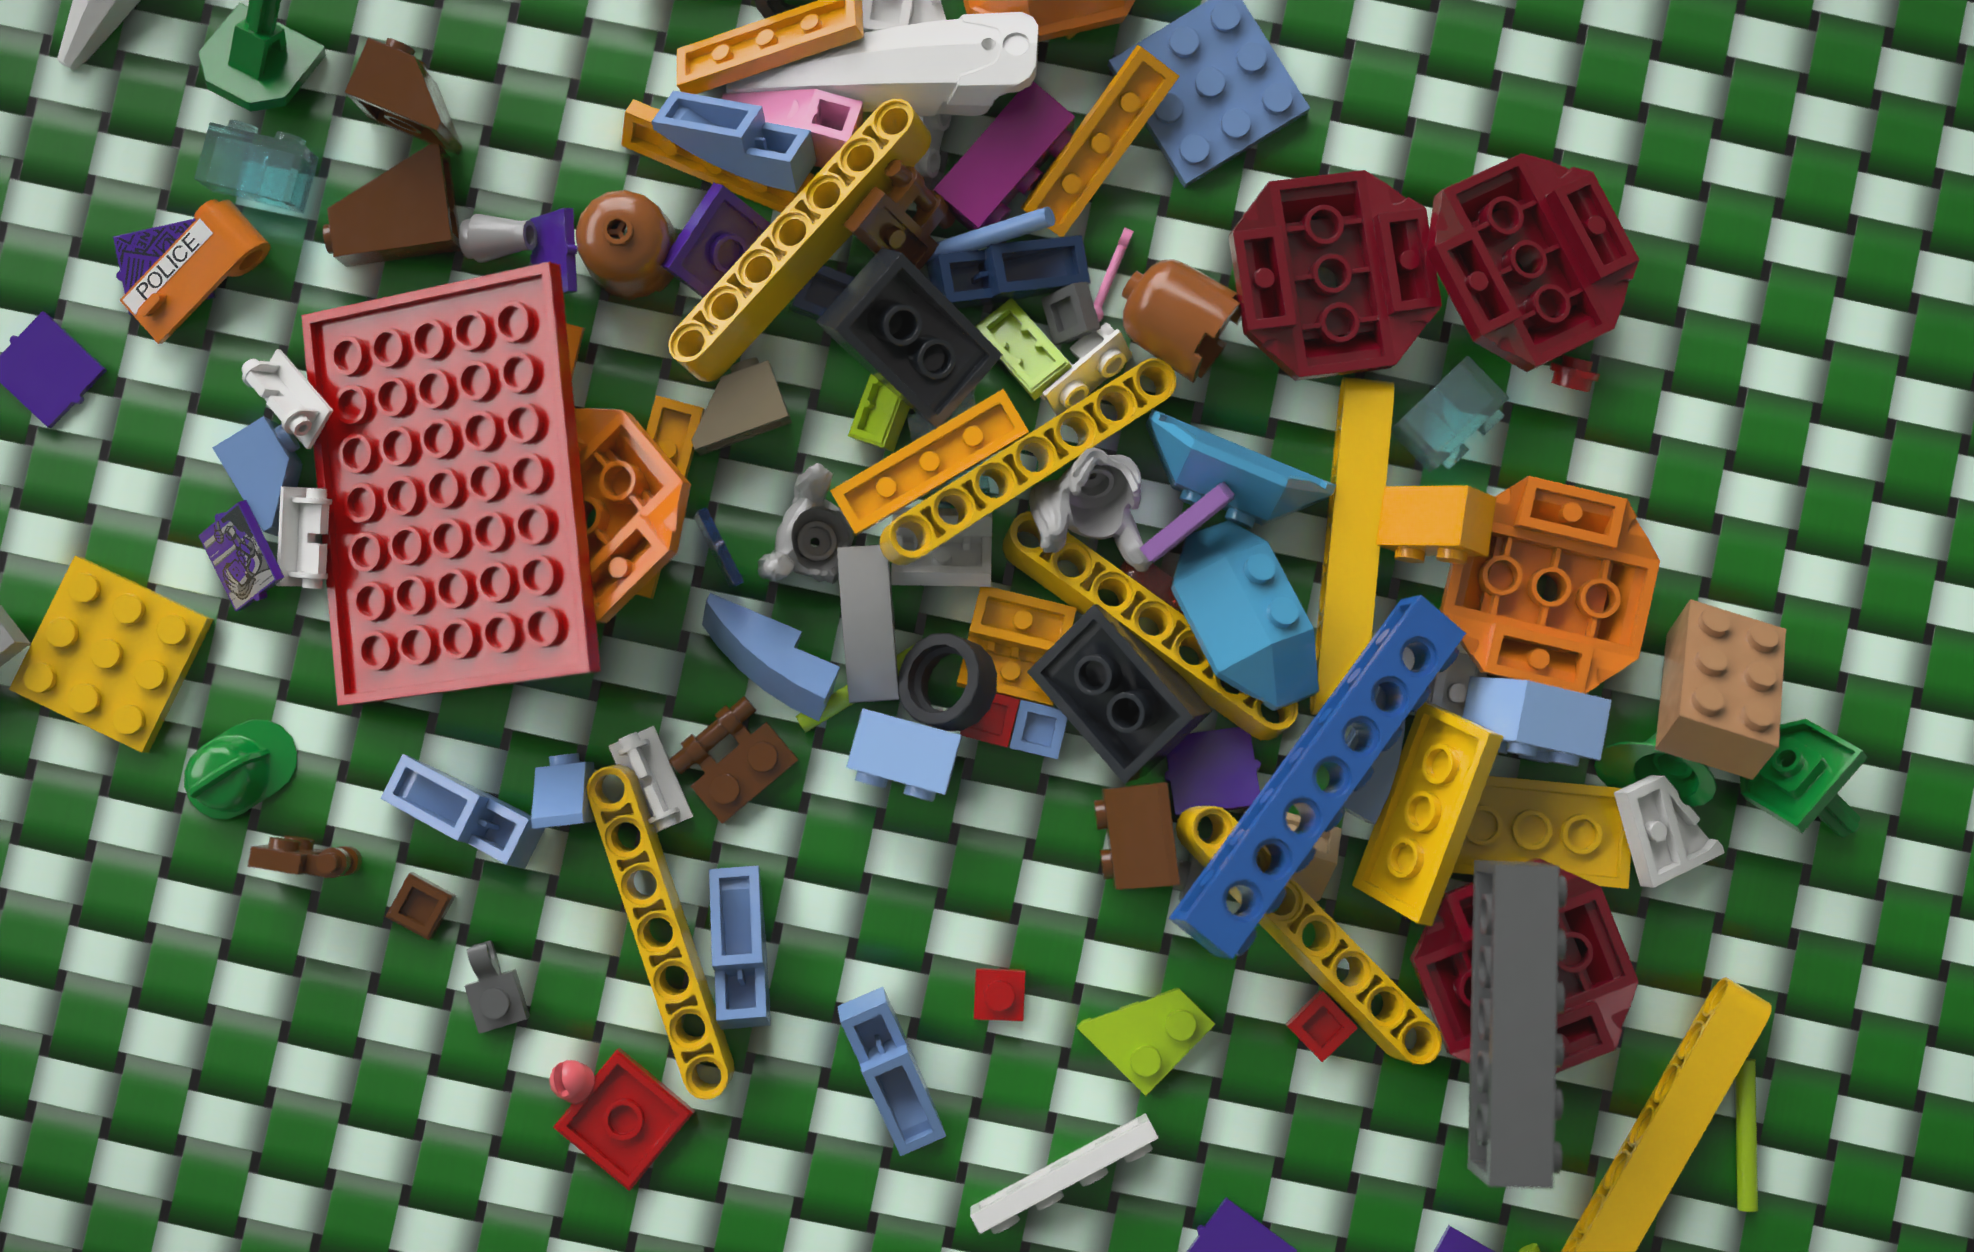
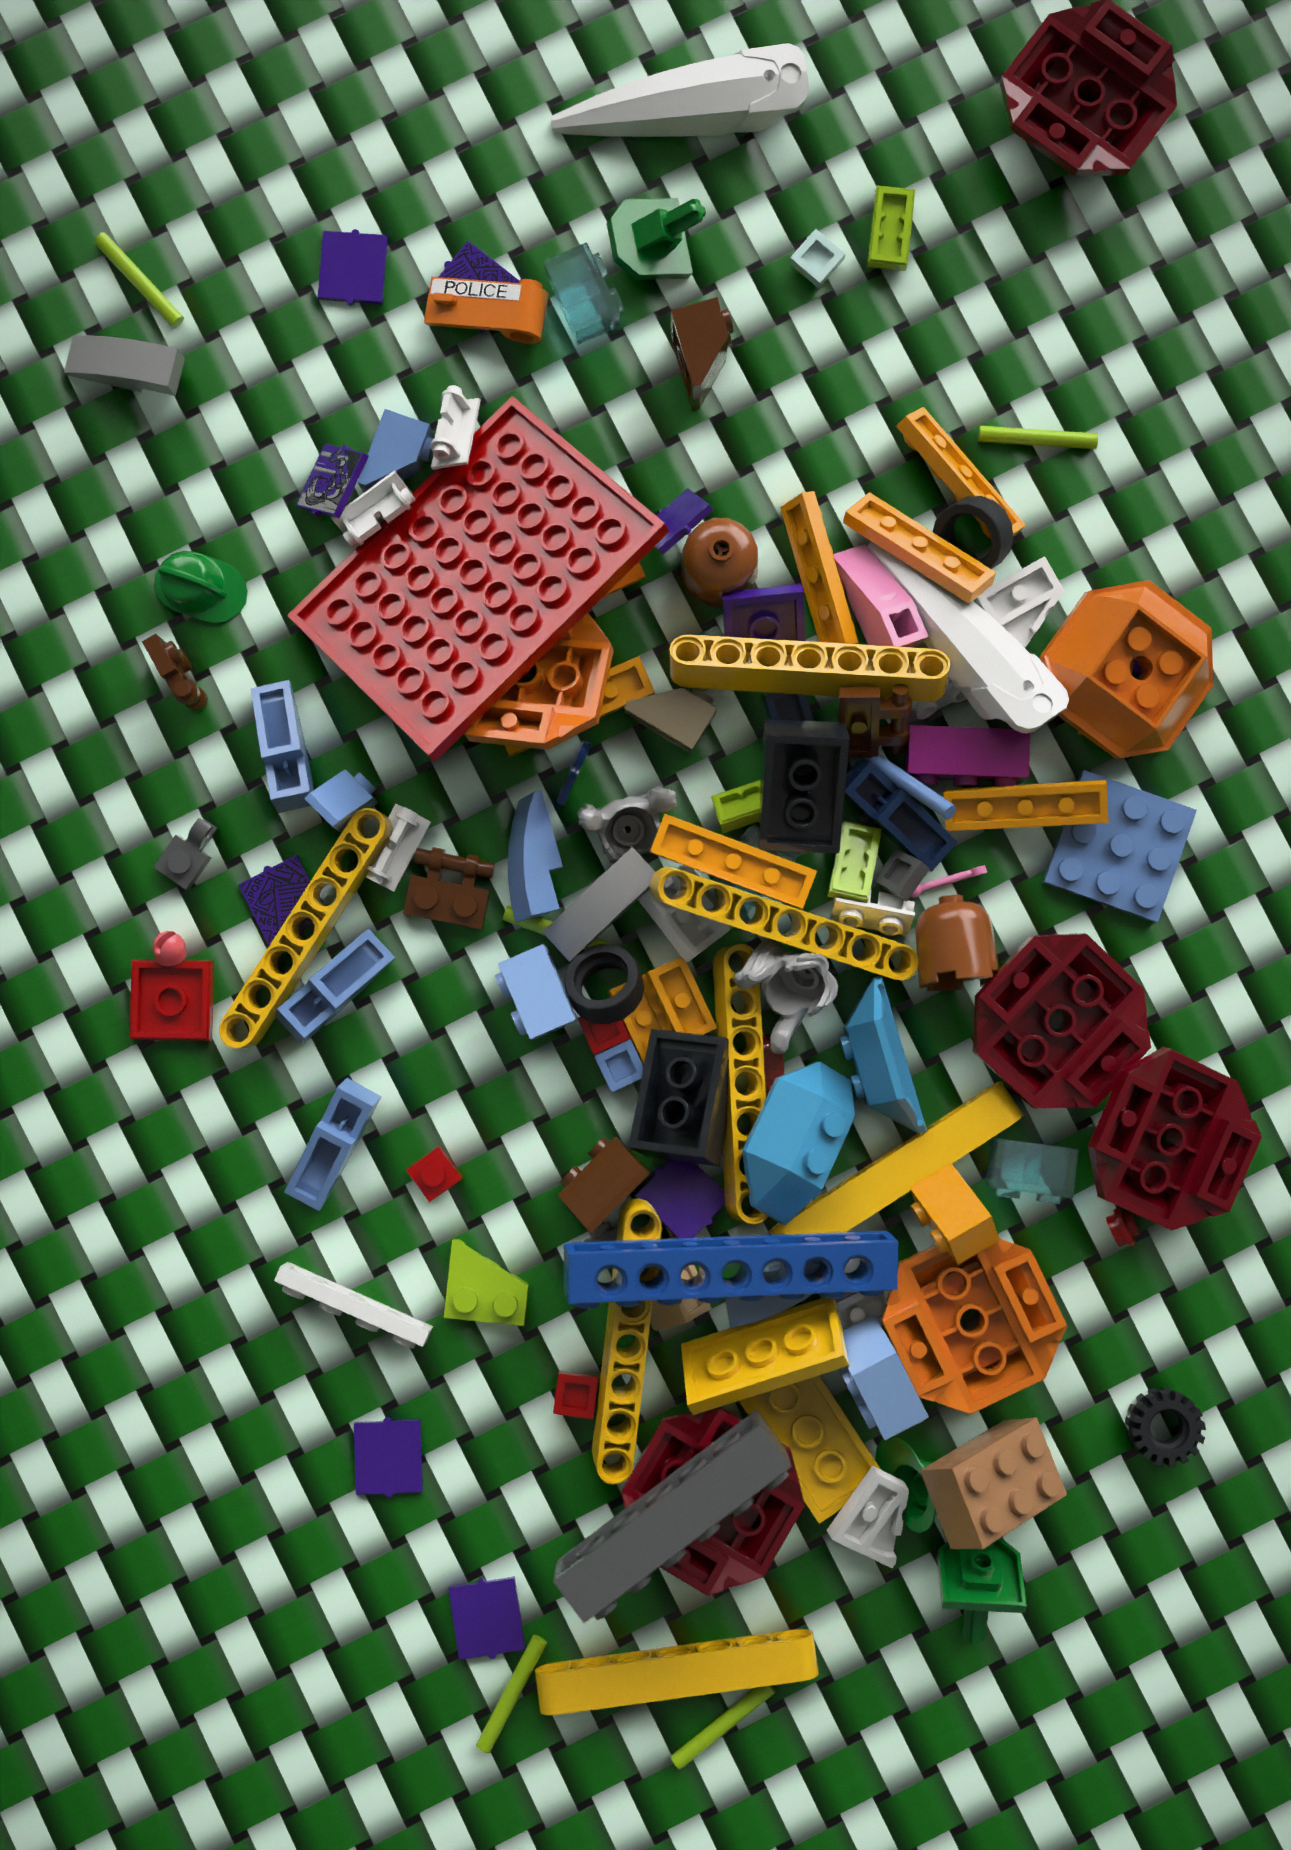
camera: 60 degrees right, 0 degrees up
(111, 654) = (208, 450): yellow plate -> none
(397, 214) = (624, 403): reddish brown slope -> none
(420, 906) = (204, 767): reddish brown tile -> none
(495, 237) = (657, 475): light grey cone -> none
(603, 935) = (275, 894): none -> dark purple piece
(738, 139) = (840, 577): medium blue slope -> none
(1187, 522) = (825, 1055): medium lavender tile -> none
(1820, 476) = (1187, 1437): none -> black tyre

